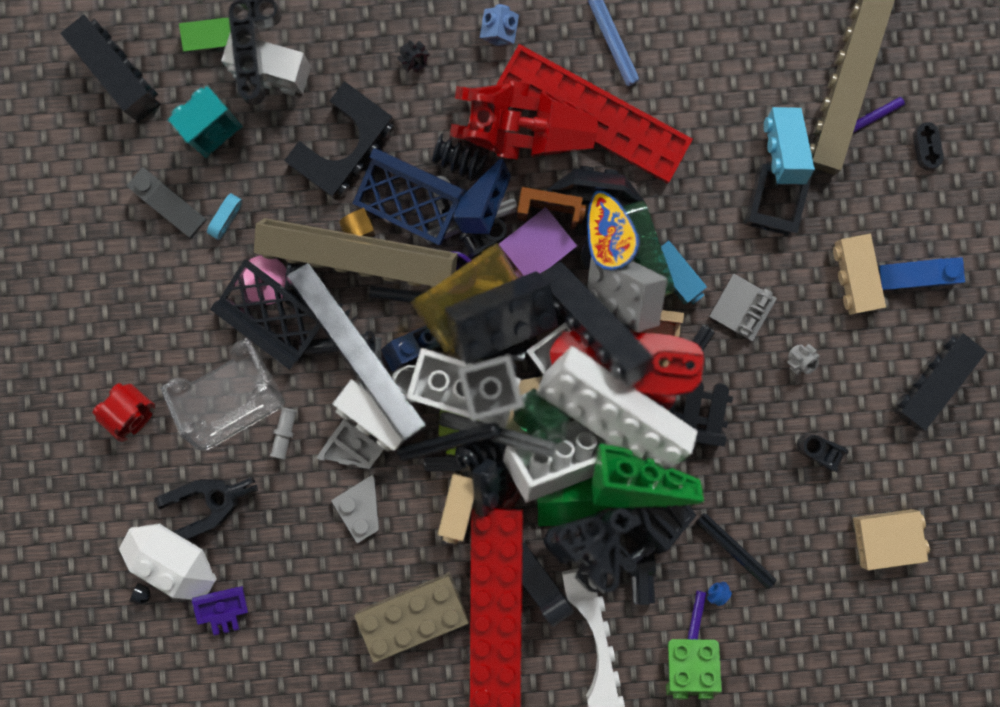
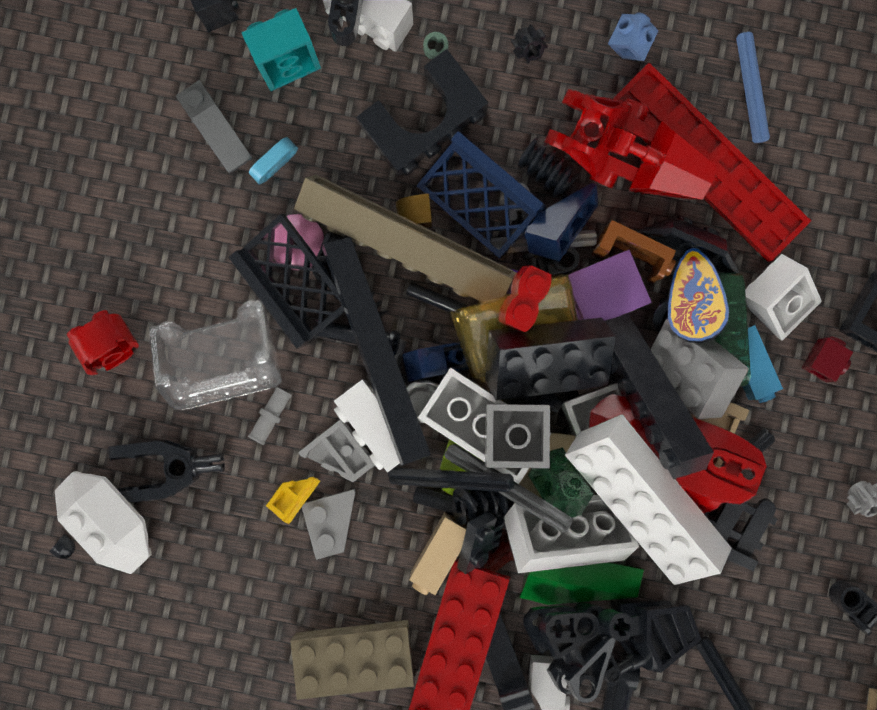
camera: 20 degrees right, 0 degrees up
(220, 608) = (146, 589): dark purple hinge -> none
(321, 497) = (291, 497): none -> yellow tile
(336, 72) = (438, 37): none -> sand green bush
(465, 265) = (527, 290): none -> red brick
(629, 481) = (645, 586): green wedge -> none
(687, 209) = (782, 296): none -> white slope
(740, 251) = (828, 359): none -> dark red brick
(743, 307) = (813, 421): light grey hinge -> none

